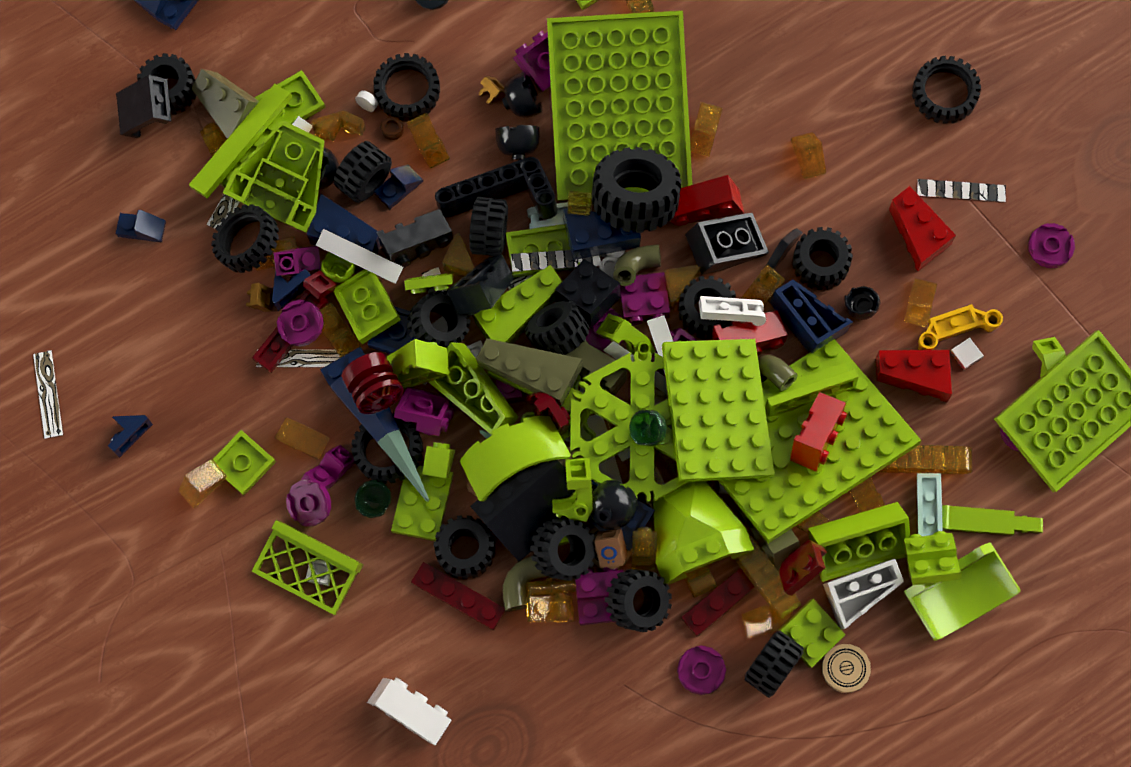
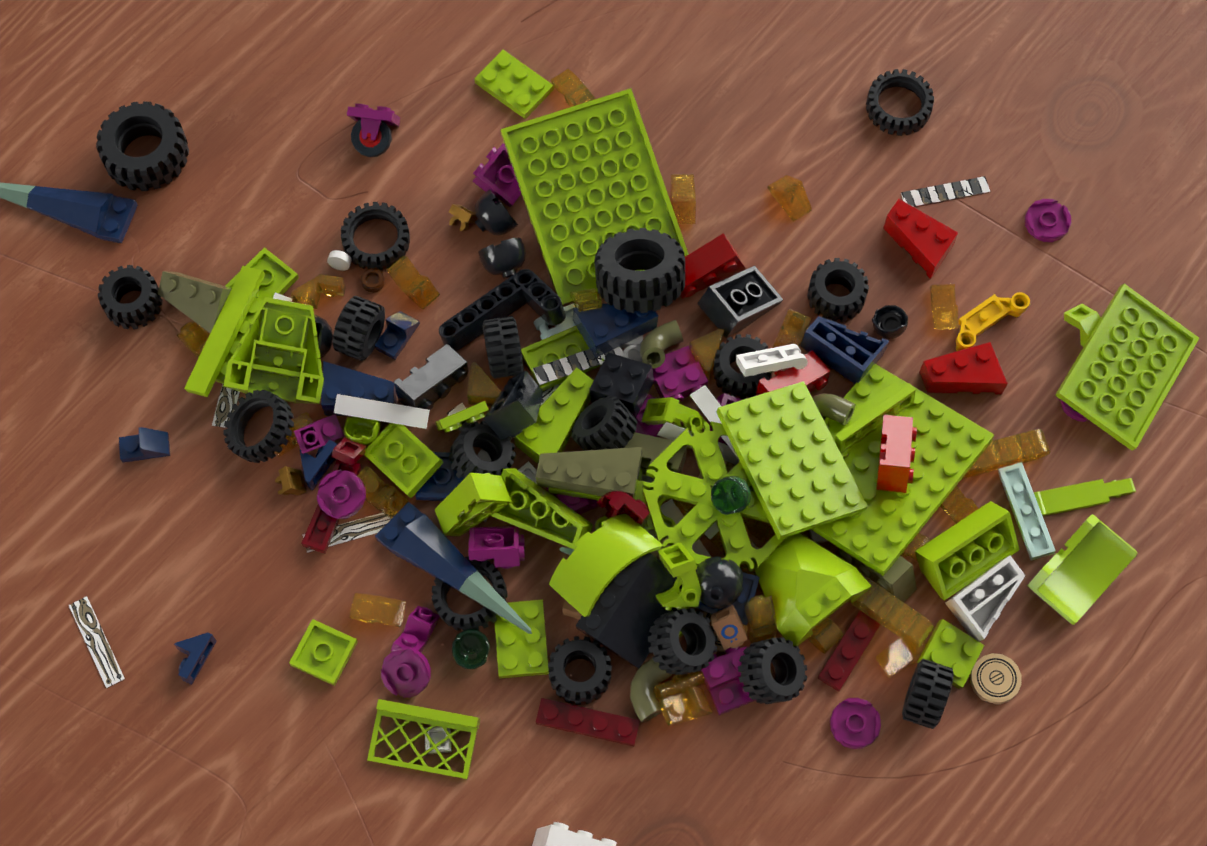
camera: 20 degrees left, 5 degrees down
(142, 105) = (112, 323): black panel -> none
(201, 482) = (287, 684): clear yellow slope -> none
(372, 383) = (437, 531): dark red wheel -> none
(438, 460) = (526, 590): lime slope -> none
(783, 248) = (796, 291): black tile -> none
(801, 566) = (924, 588): dark red slope -> none
(932, 558) = (1044, 544): lime plate -> none
(966, 353) = (1005, 342): white tile -> none

